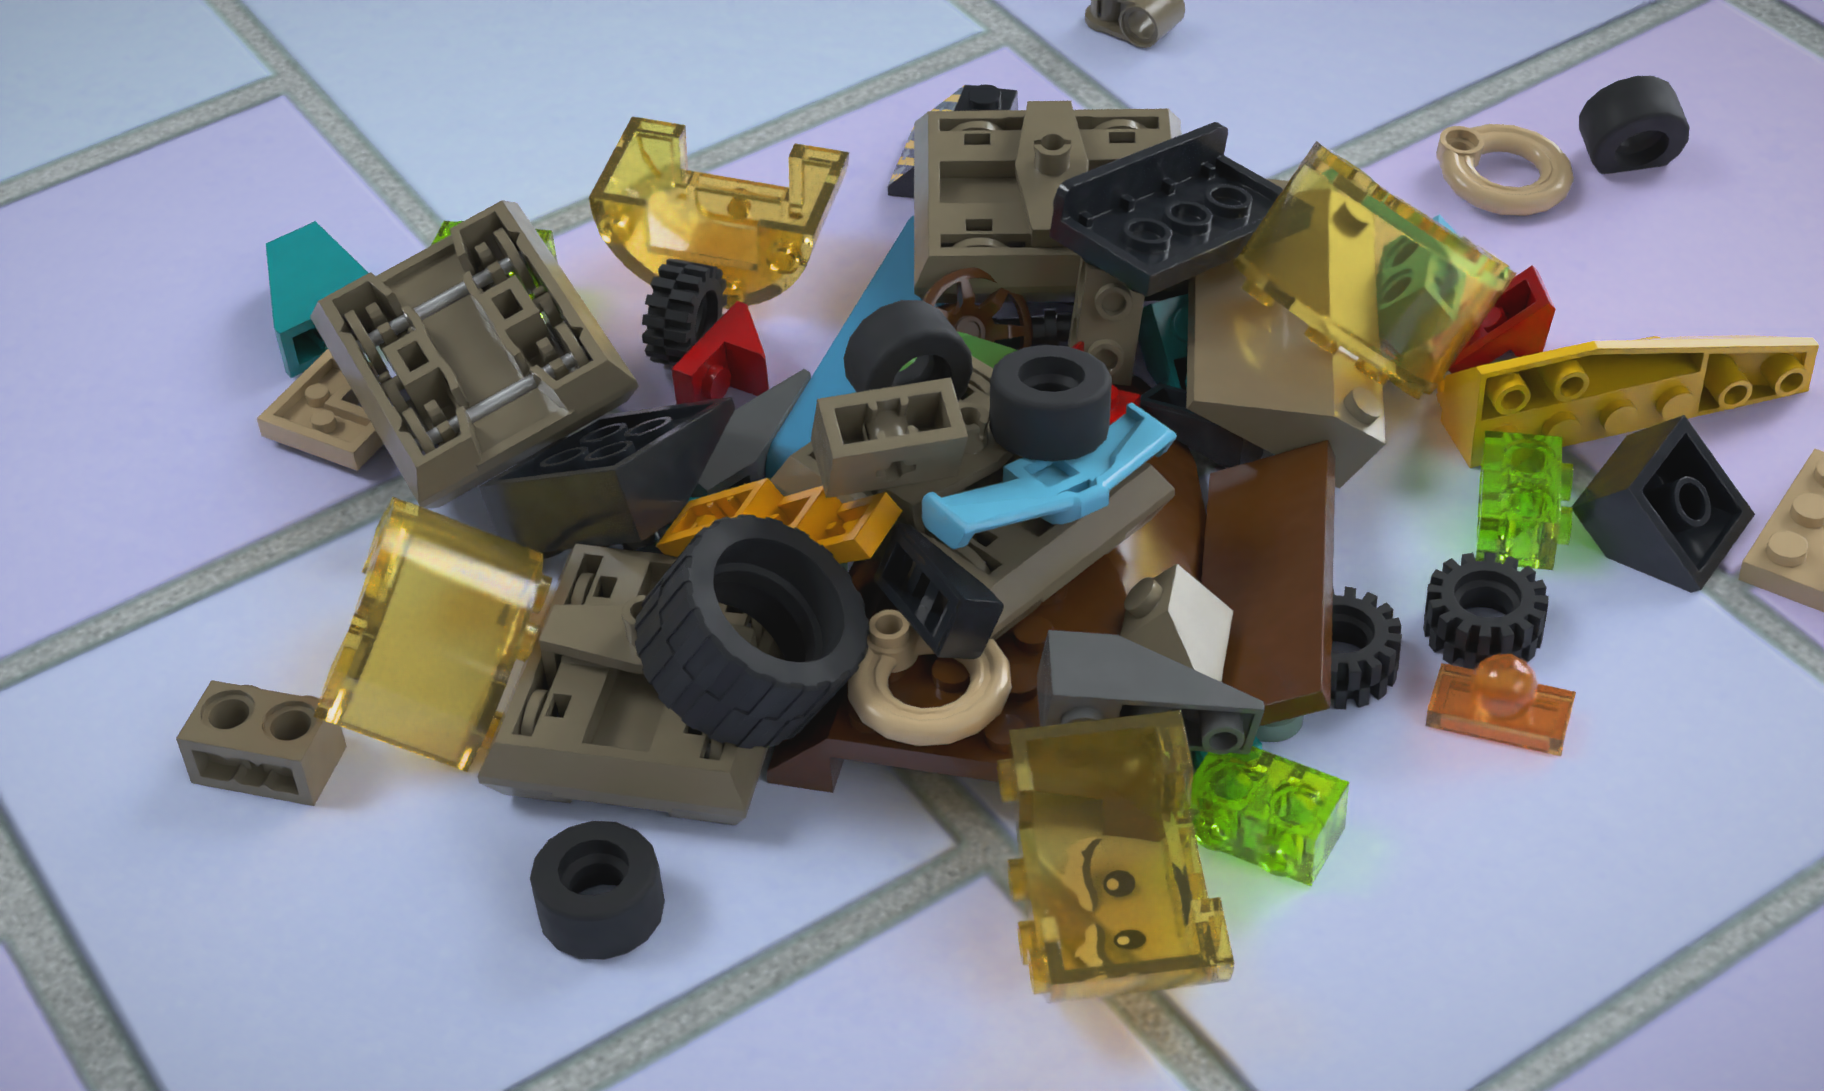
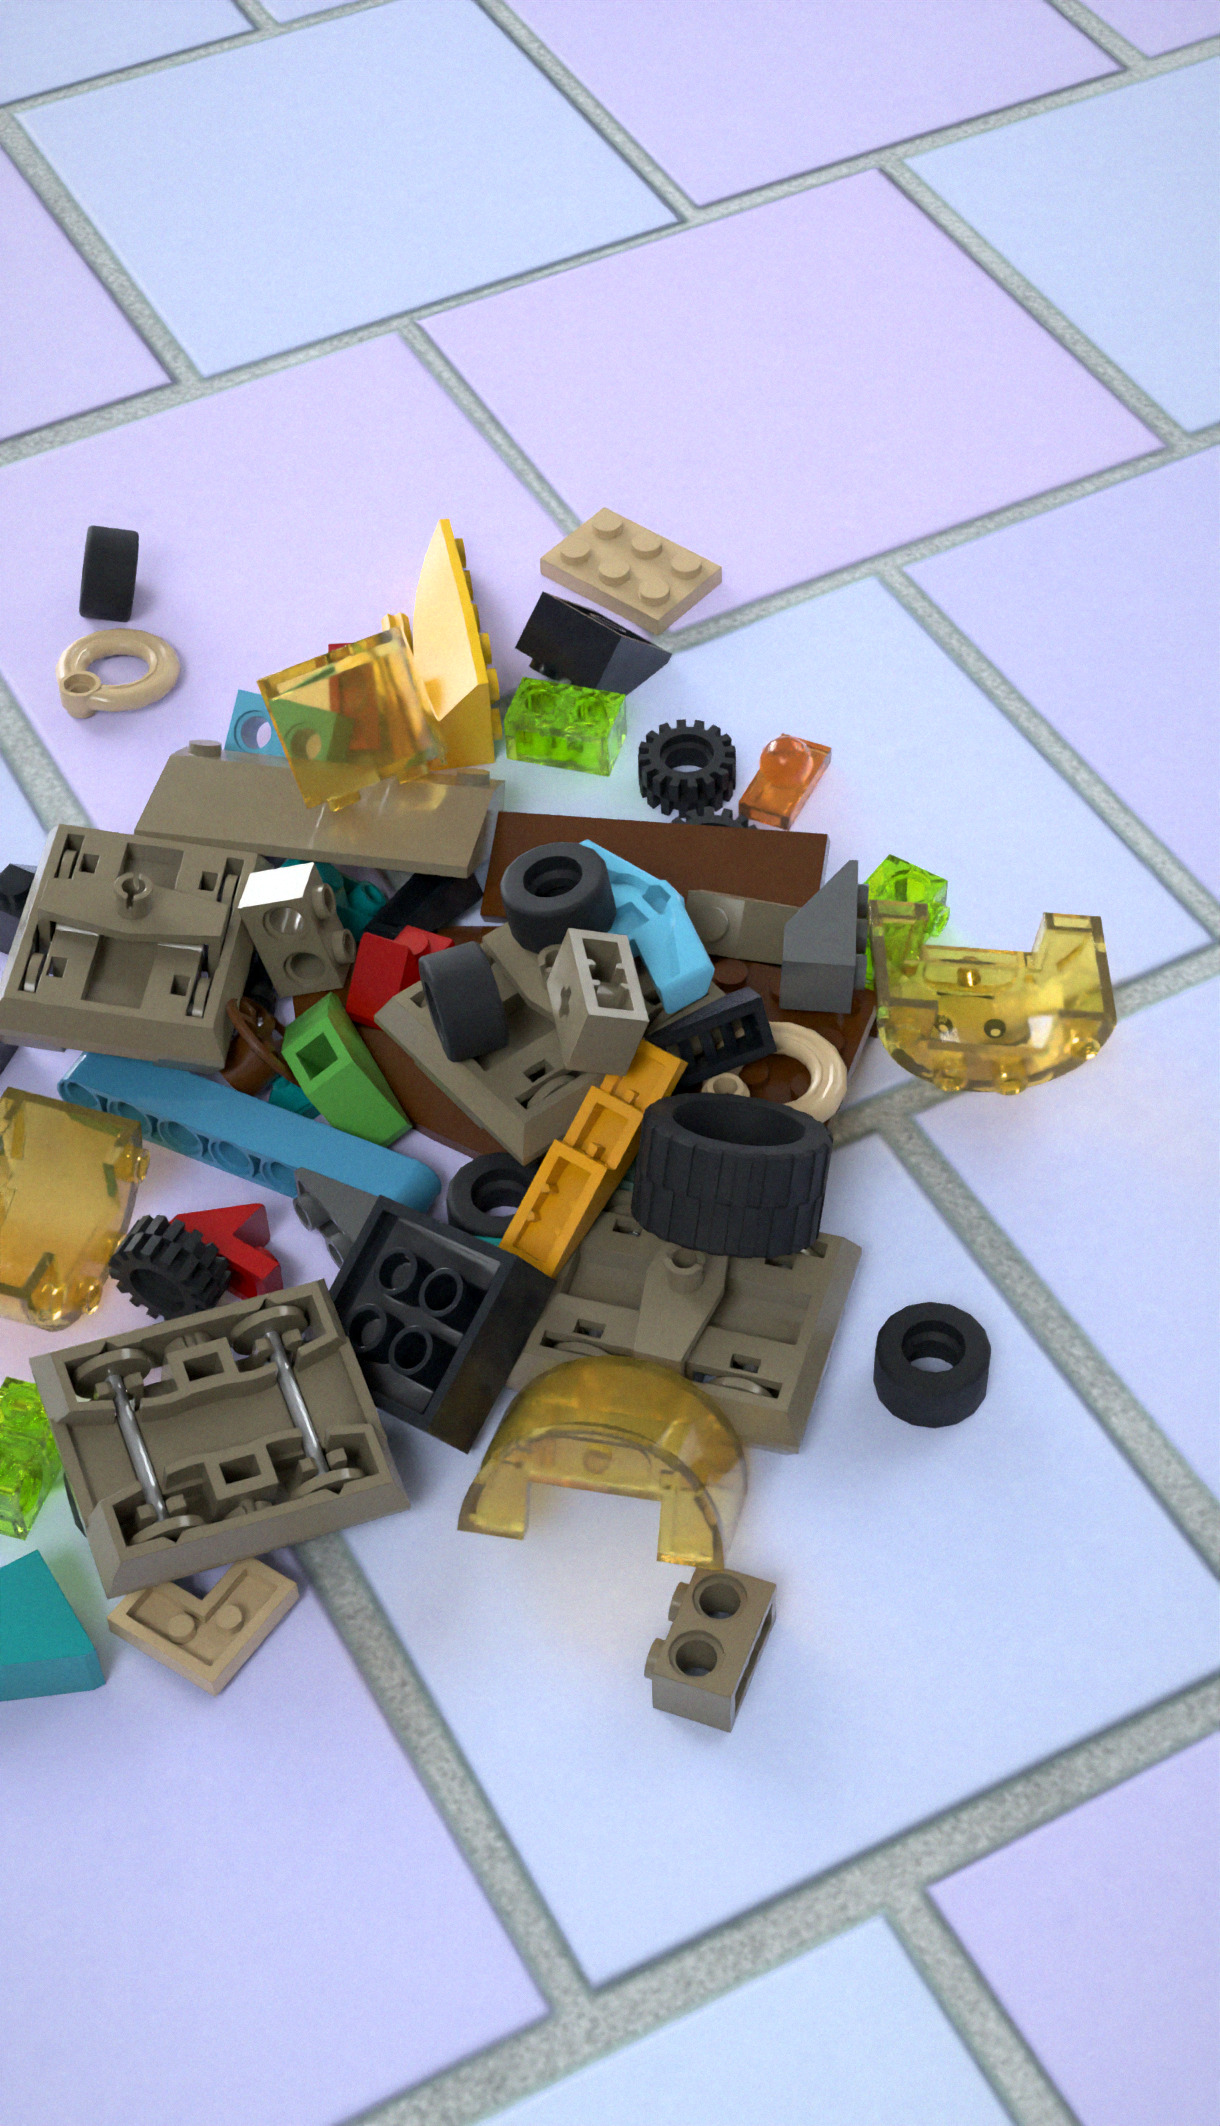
camera: 85 degrees left, 5 degrees up
(1163, 211) = (250, 826): black bracket -> none

